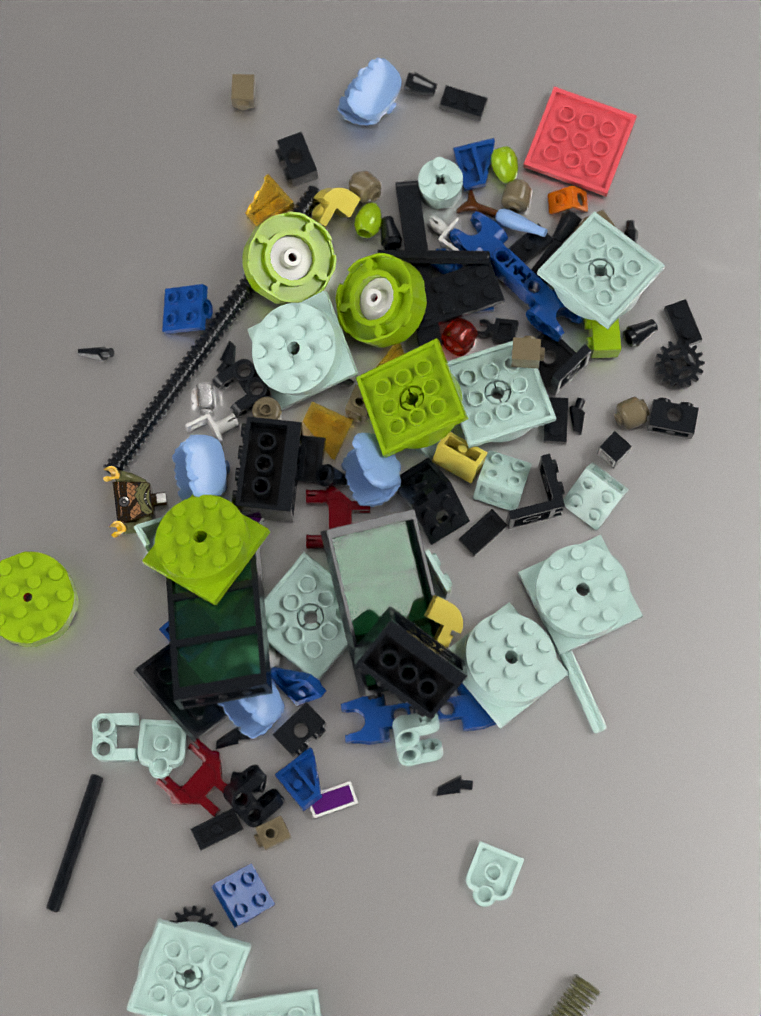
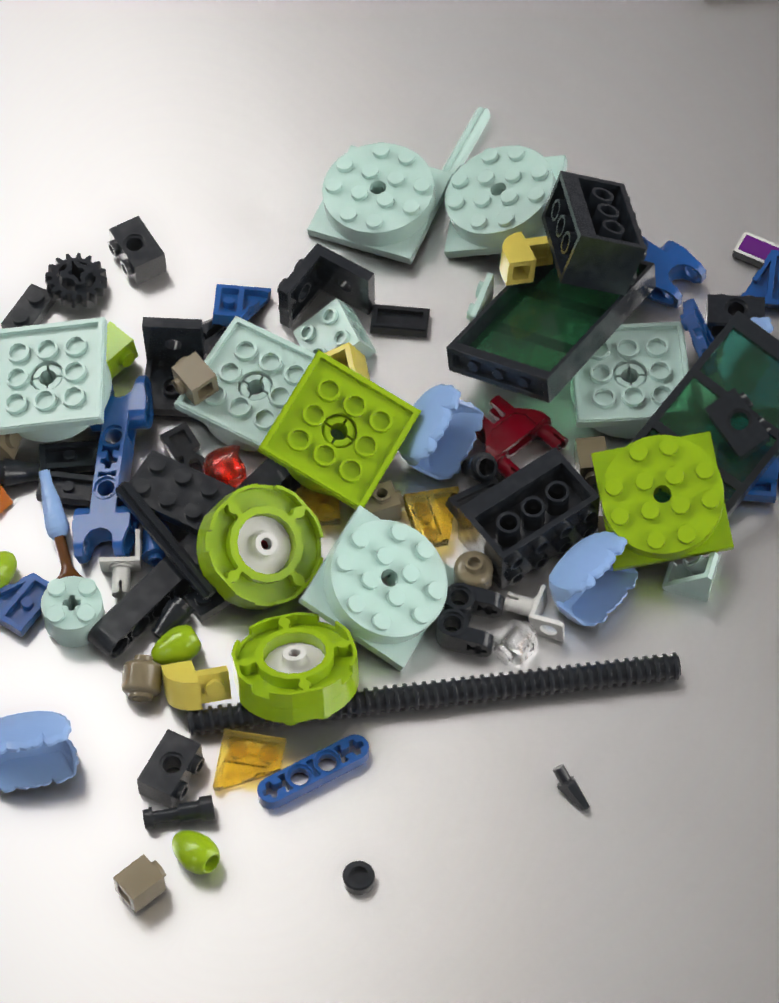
camera: 135 degrees left, 20 degrees down
(133, 500) = (686, 615): torso -> none
(150, 205) = (358, 878): none -> black tile
(186, 309) = (442, 736): blue plate -> none
(213, 617) = (743, 441): none -> black brick
(228, 357) = (452, 662): black bar -> none
(230, 232) = (316, 775): none -> blue beam
(237, 133) = (195, 852): none -> lime animal
(259, 158) = (184, 812): none -> black piece
(279, 549) = (582, 456): none -> dark tan brick
(409, 748) = (653, 219): light aqua piece -> none
(429, 492) = (413, 363): black bracket -> none
(454, 786) = (649, 177): black bar -> none
(492, 874) = (689, 98): light aqua plate -> none
(517, 195) = (23, 534): dark tan head -> none
(576, 442) = (238, 301): none -> blue wing
(594, 496) = (269, 252): light aqua bracket -> none
(614, 449) = (214, 268): black brick -> none
(631, 413) = (163, 285): dark tan head -> none

